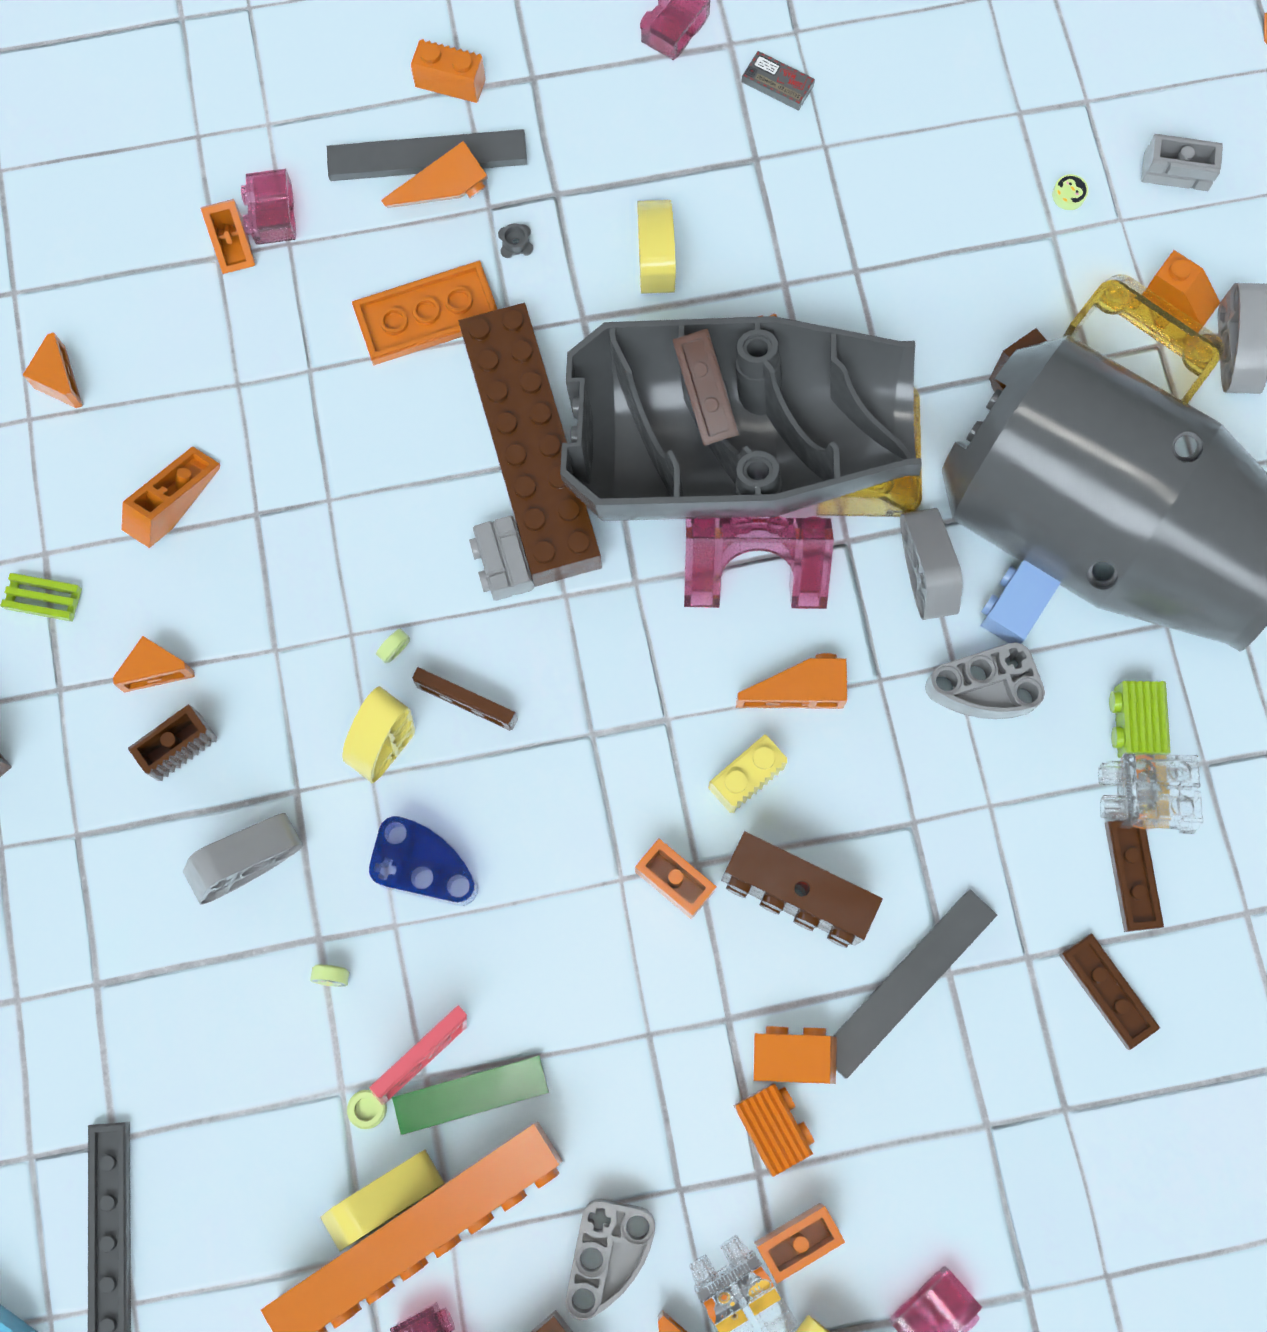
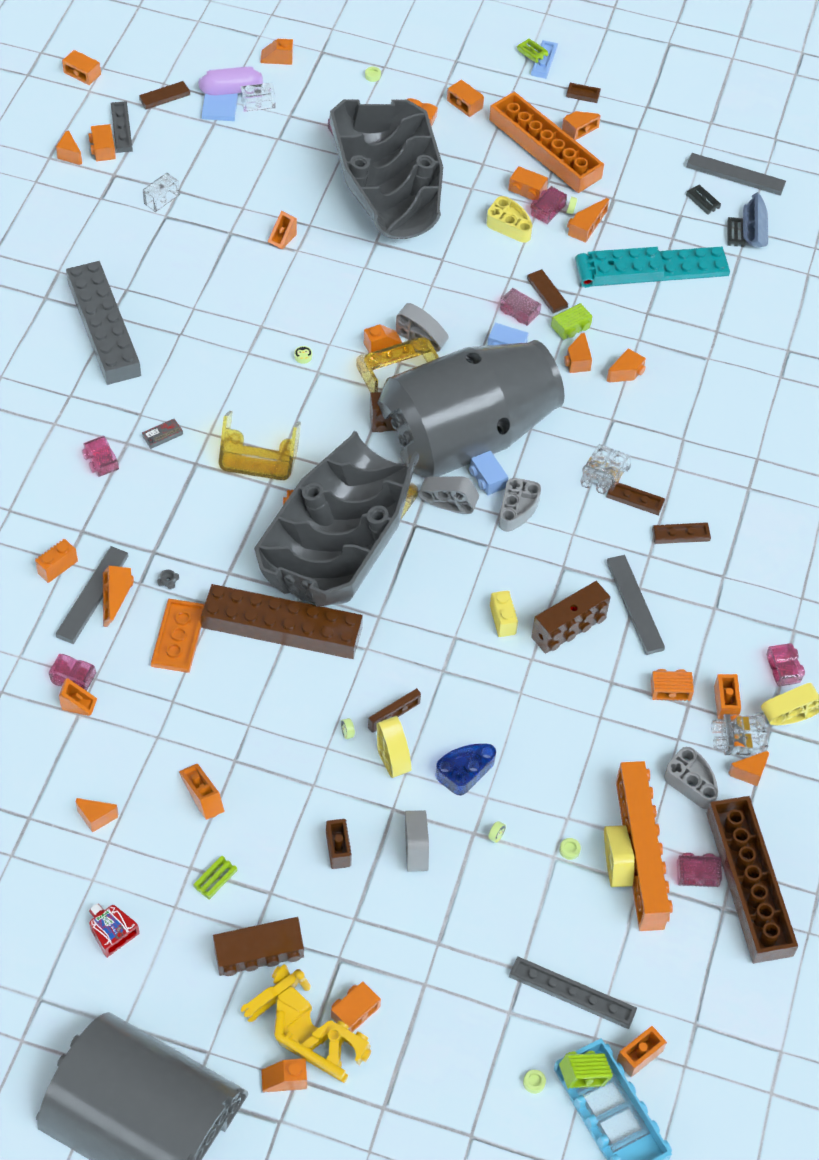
camera: 65 degrees left, 20 degrees down
(150, 666) = (288, 838): orange slope -> none
(419, 1055) = (560, 802): coral tile -> none
(470, 1095) = (588, 801): tile -> none
(502, 557) = (333, 661): light grey brick -> none
(656, 246) = (217, 519): light yellow beam -> none
(675, 878) = (536, 664): orange brick -> none
(705, 387) = (319, 520): tile -> none
(795, 1057) = (645, 658): orange brick -> none
(800, 541) = (390, 564): clear pink arch -> none
(808, 685) = (477, 567): orange slope -> none
(811, 232) = (256, 461): none -> clear yellow windscreen
(1140, 718) = (568, 457): lime brick -> none
(1182, 162) = (322, 306): light grey brick -> none

